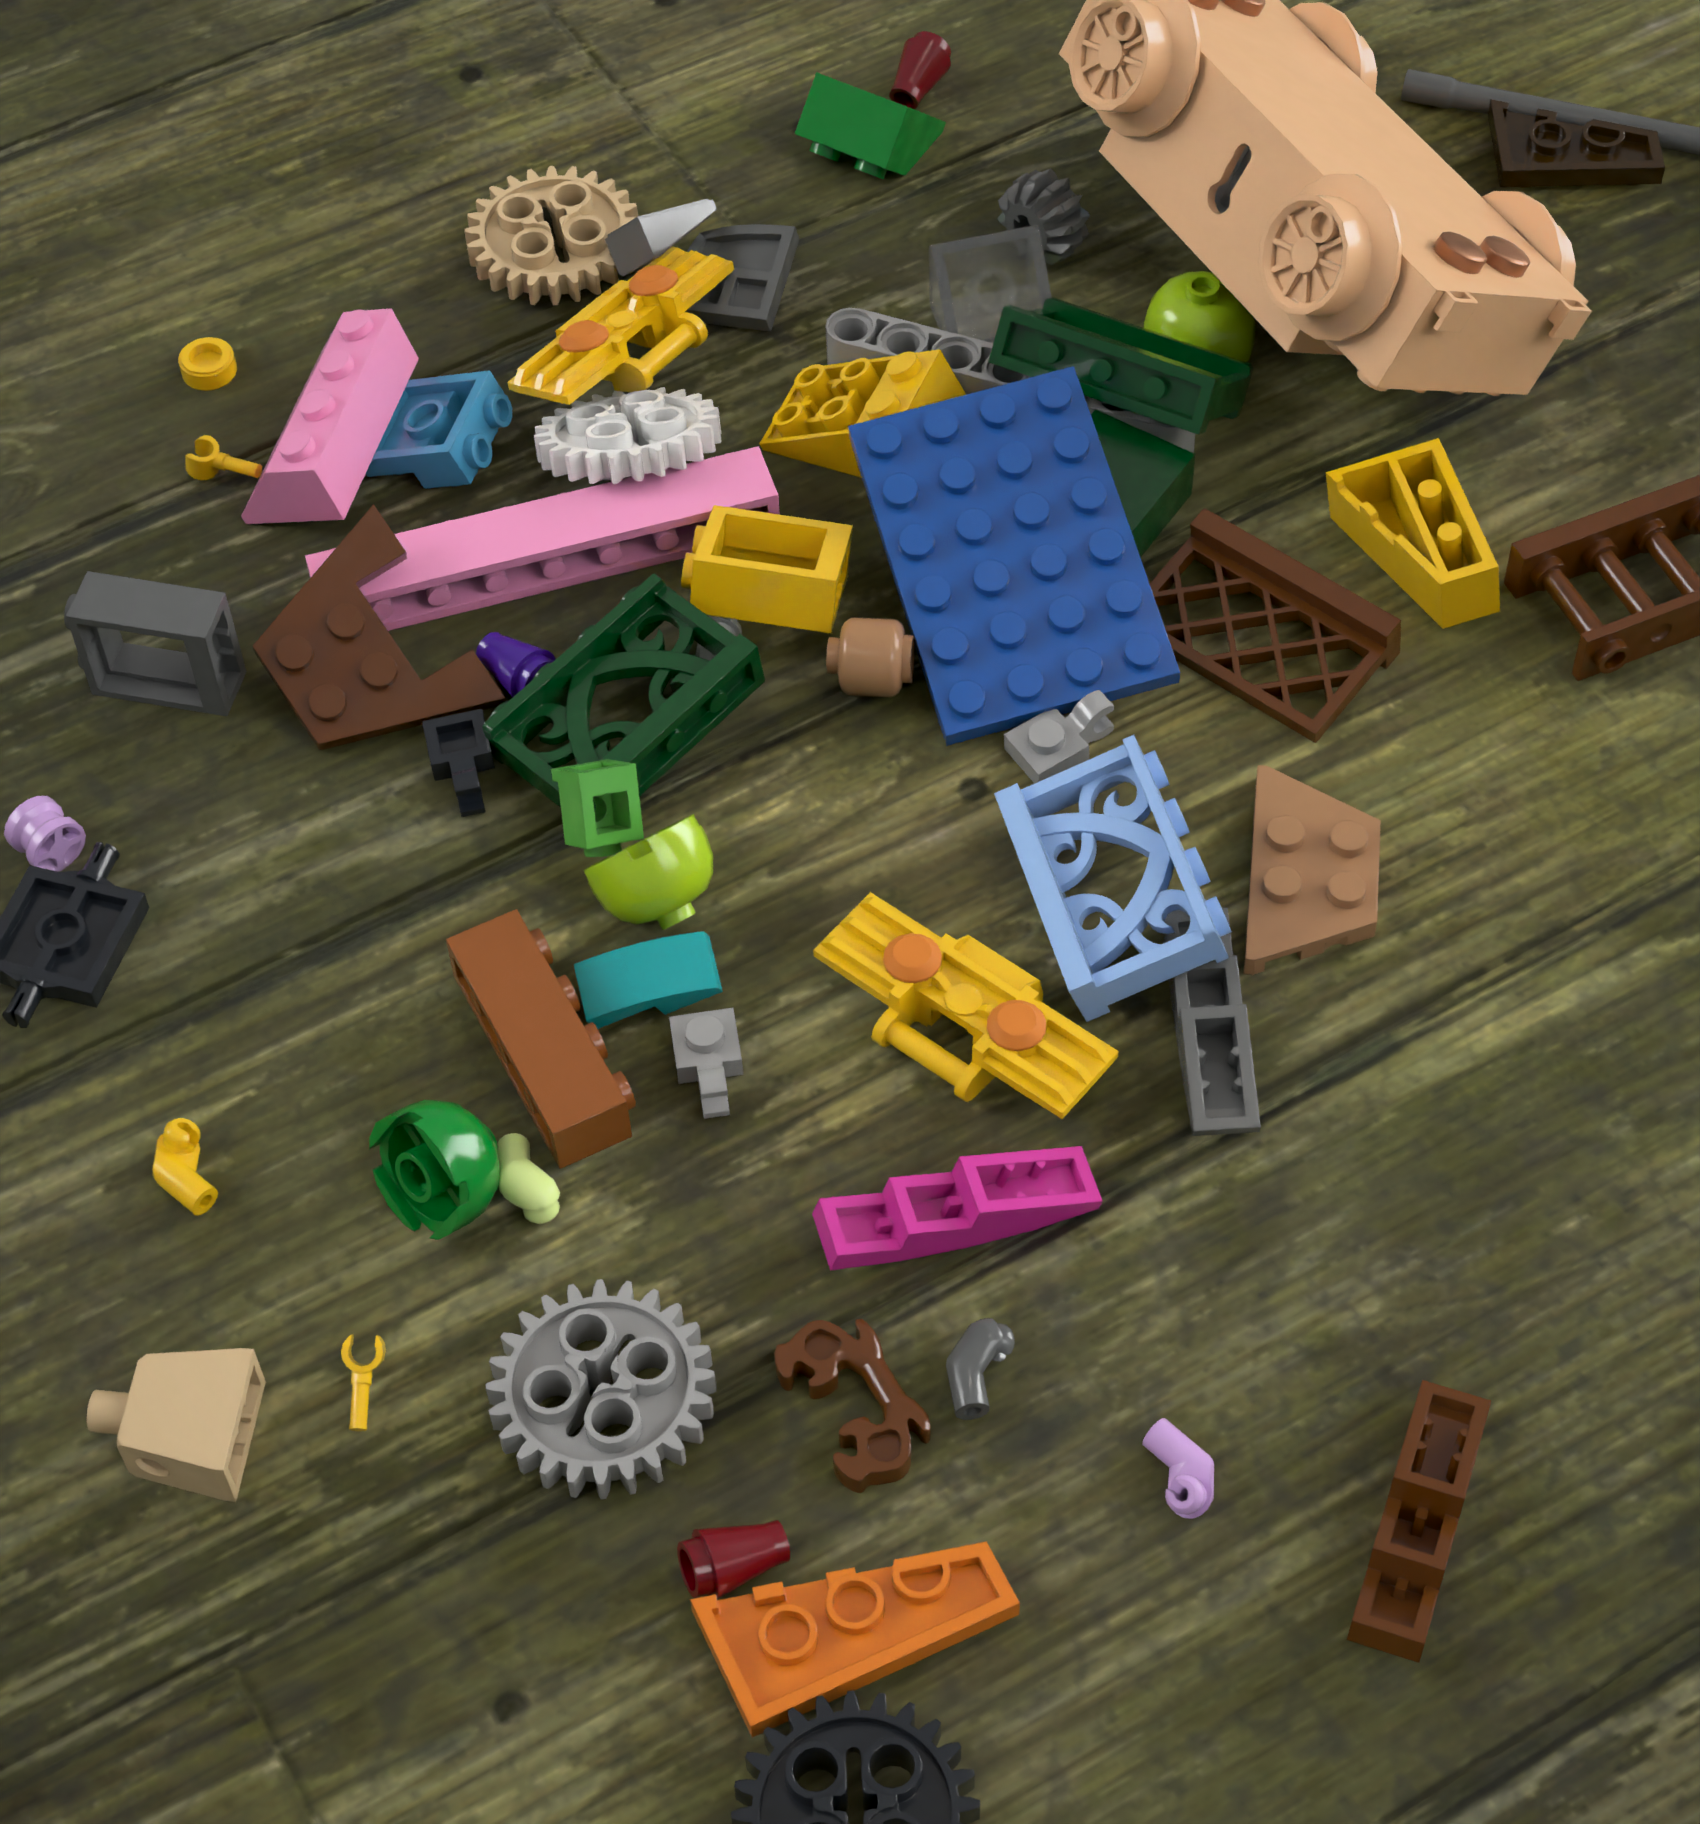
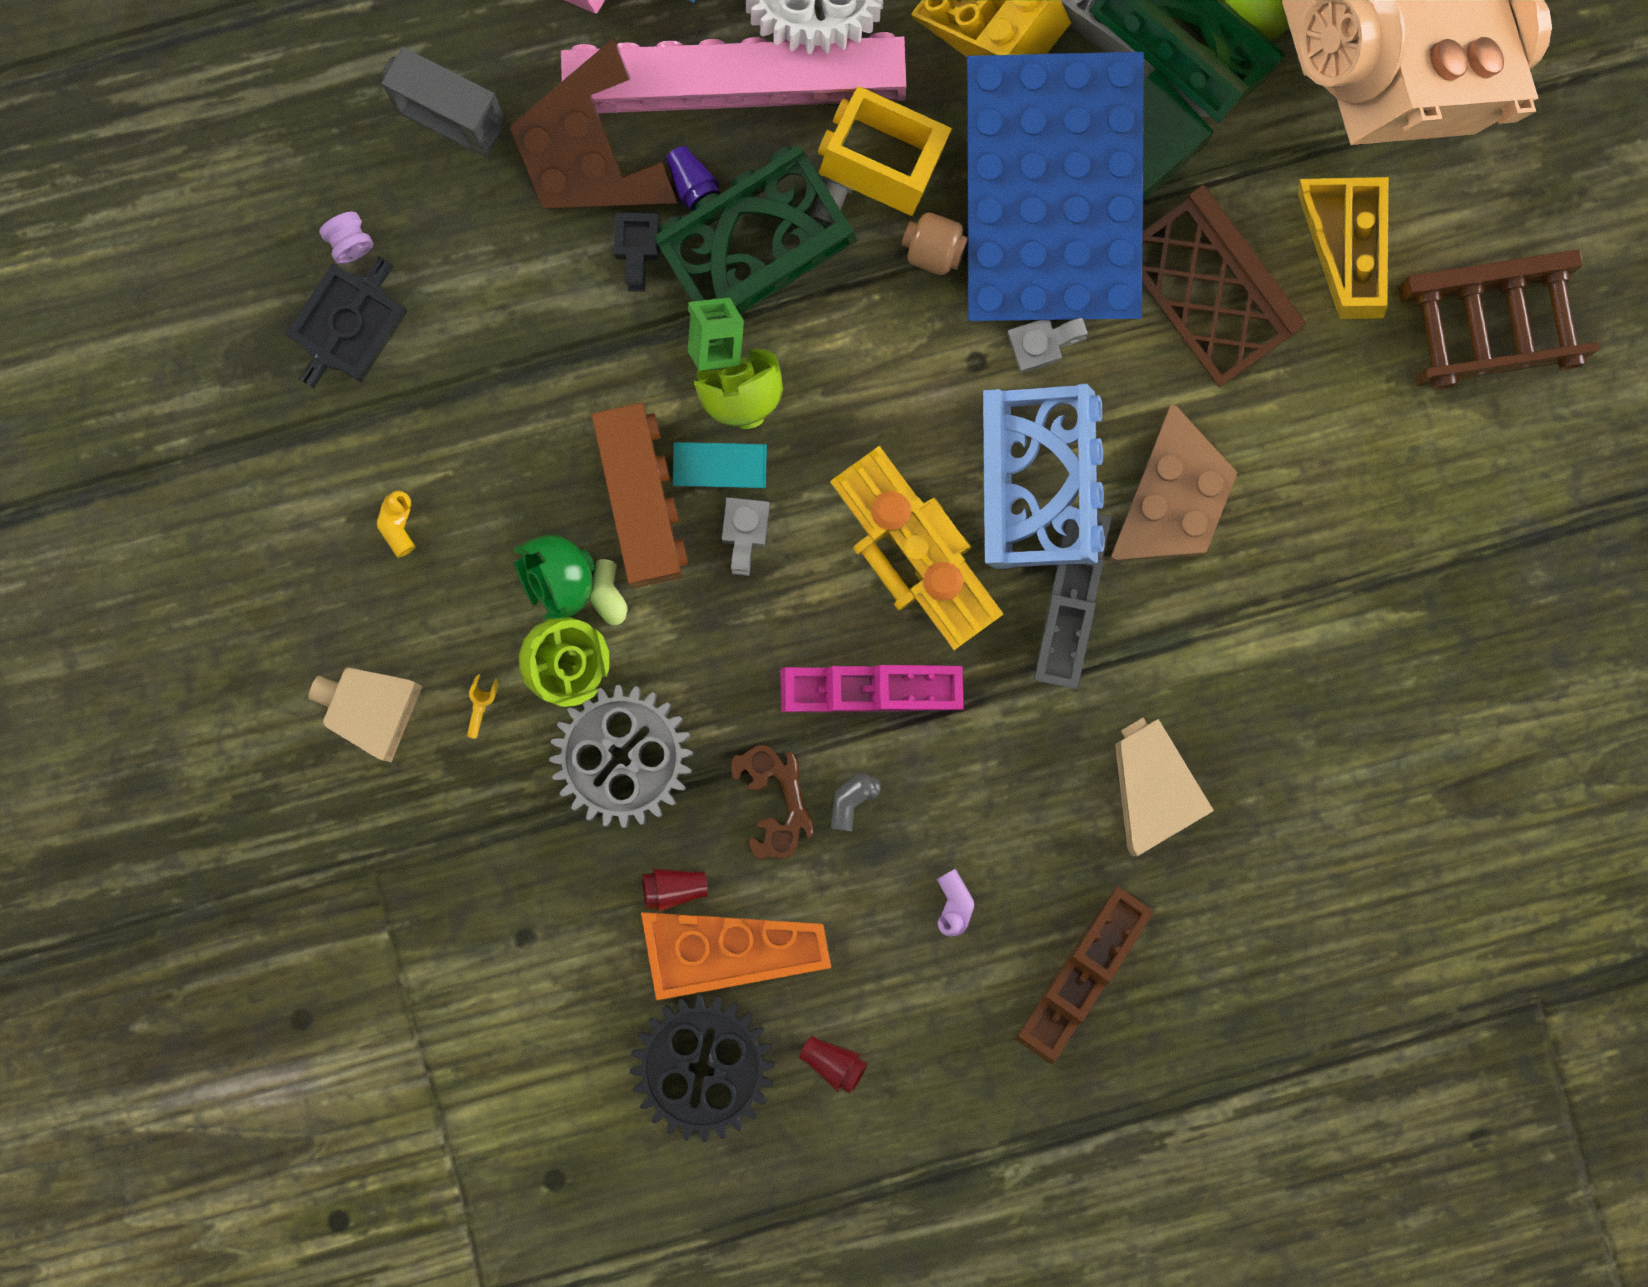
camera: 15 degrees right, 30 degrees up
(478, 1263) = (564, 661): none -> lime cylinder
(1072, 1754) = (835, 1064): none -> dark red cone
(1426, 1227) = (1155, 787): none -> tan slope

